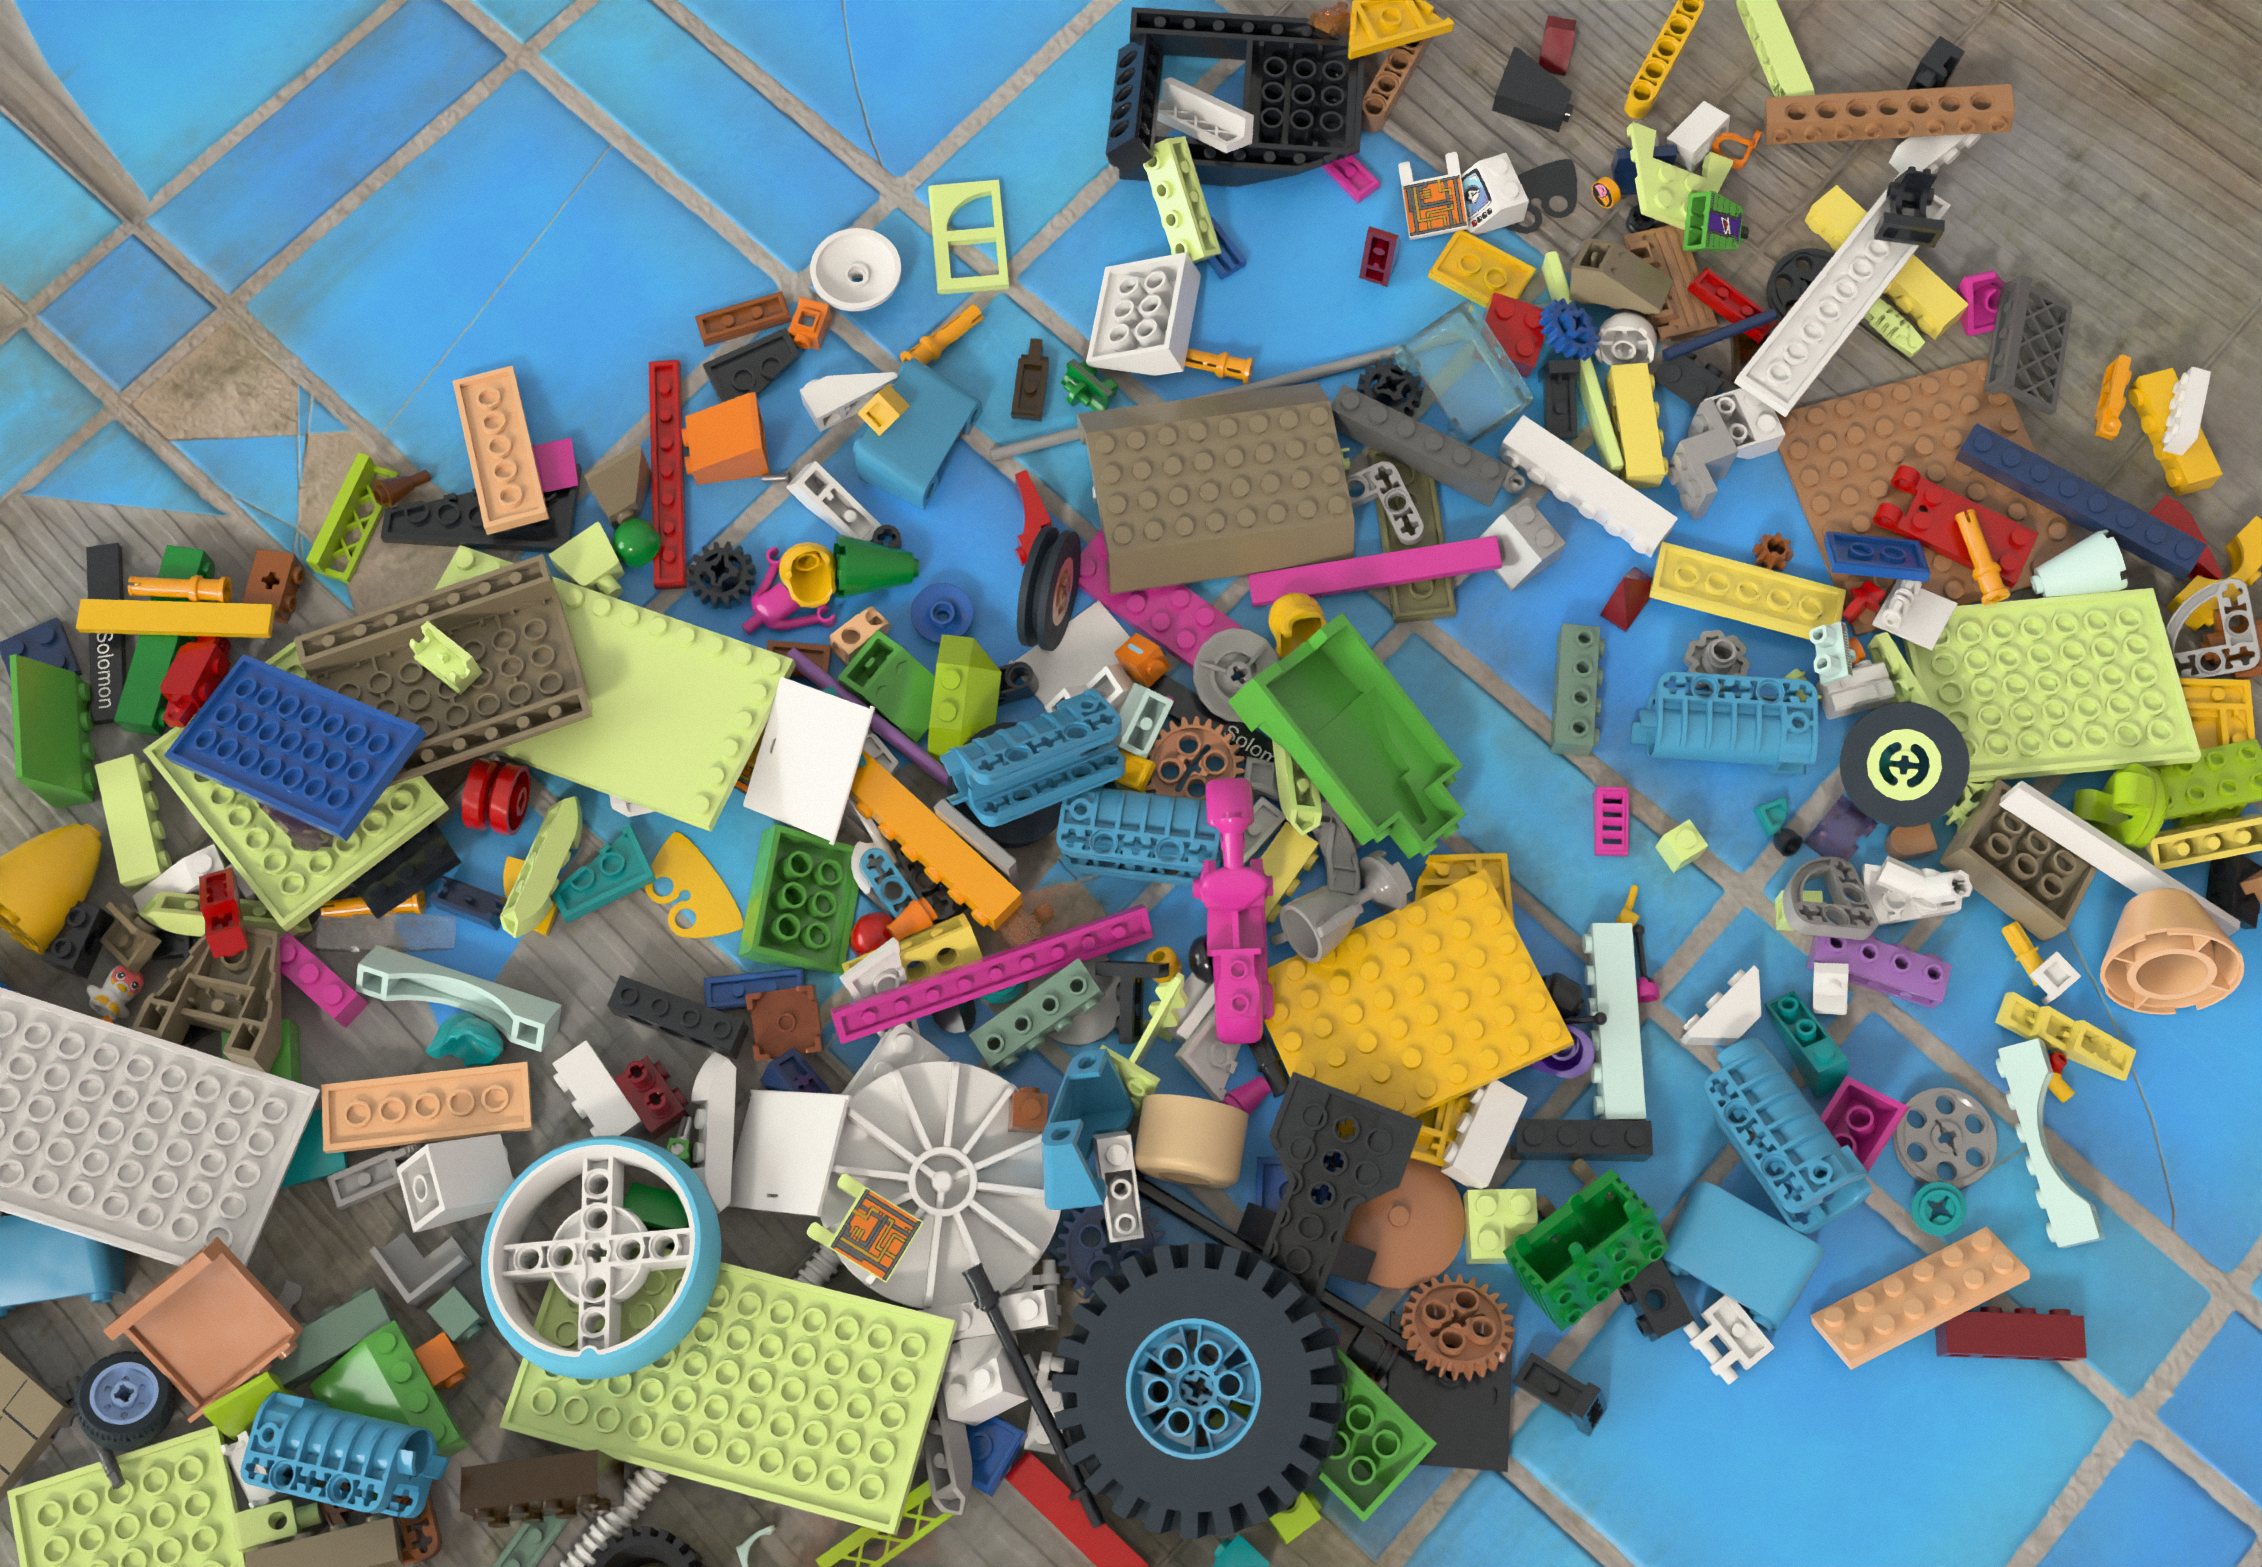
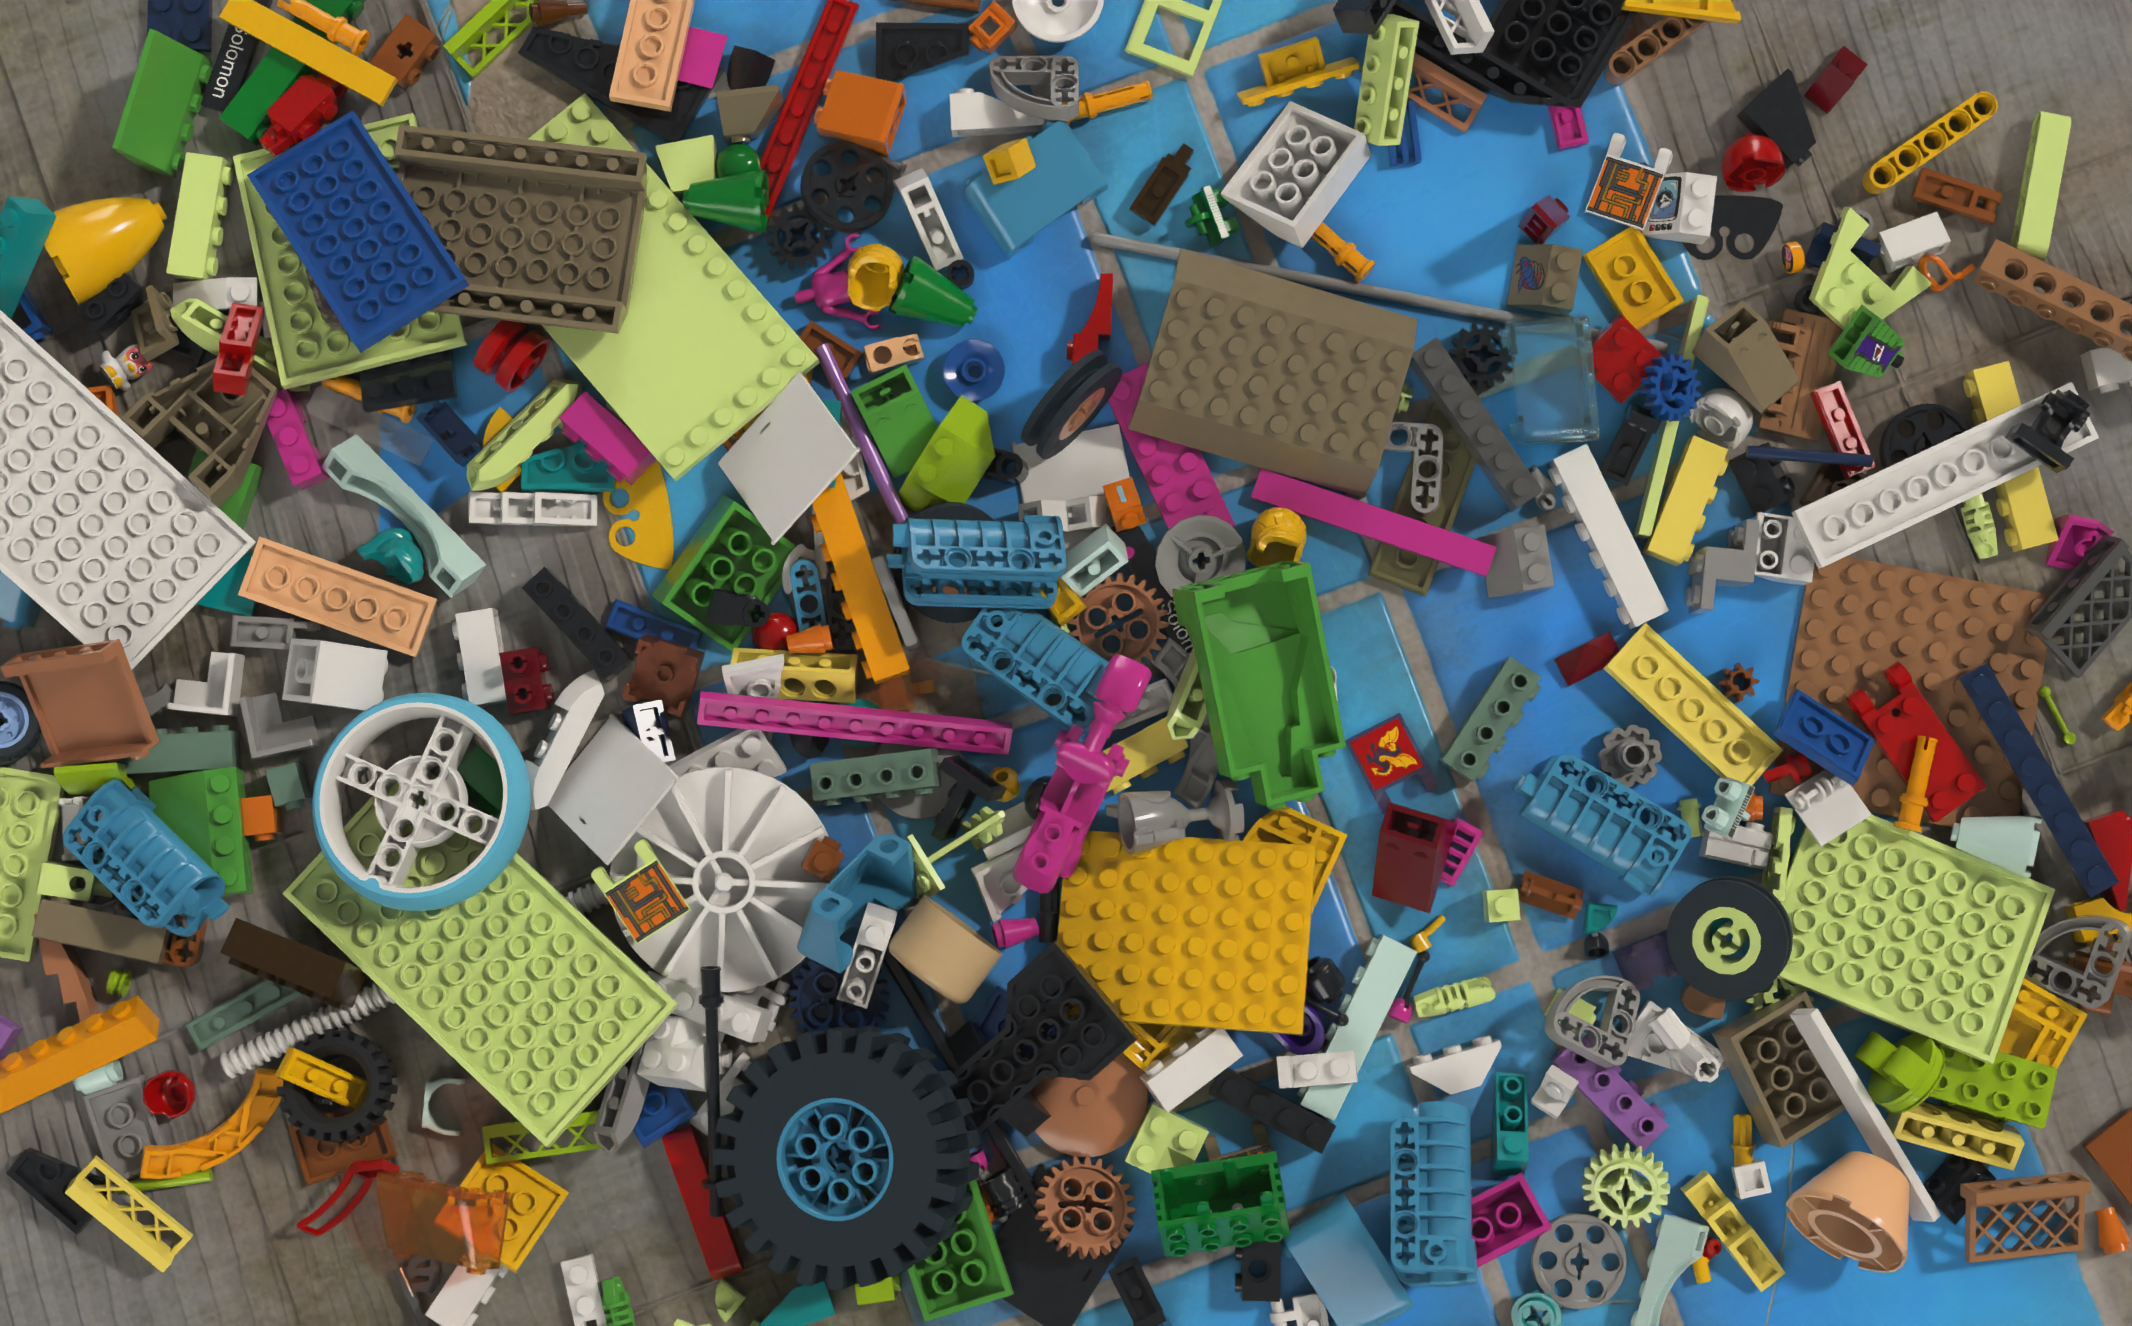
camera: 30 degrees right, 15 degrees up
(346, 1264) = (220, 692): none -> white panel
(445, 659) = (519, 211): yellowish green hinge -> none
(583, 935) = (532, 509): none -> white slope
(600, 450) = (748, 68): none -> black brick
(626, 831) = (606, 439): none -> dark pink brick
(642, 565) = (731, 200): none -> green cone
(681, 1145) = (527, 738): piece -> none
(733, 506) = (840, 175): none -> black wedge
(823, 925) = (732, 609): none -> black piece
(859, 350) = (1016, 70): none -> light grey beam
(1094, 235) = (1293, 68): none -> yellow bracket
(1238, 192) = (1448, 85): none -> nougat fence
(1406, 302) = (1544, 278): none -> dark tan slope
(1503, 770) = (1388, 757): none -> flag
(1529, 133) = (1752, 162): none -> red cylinder
(1576, 840) = (1411, 856): none -> dark red slope
(1602, 1077) = (1317, 1069): none -> white bracket
(1687, 952) = (1454, 997): none -> yellowish green hinge
(1711, 85) = (1956, 196): none -> dark orange plate
(1721, 817) = (1550, 895): none -> dark orange hinge
(1959, 1063) = (1625, 1209): none -> yellowish green gear
(2077, 465) = (2068, 737): none -> lime hinge

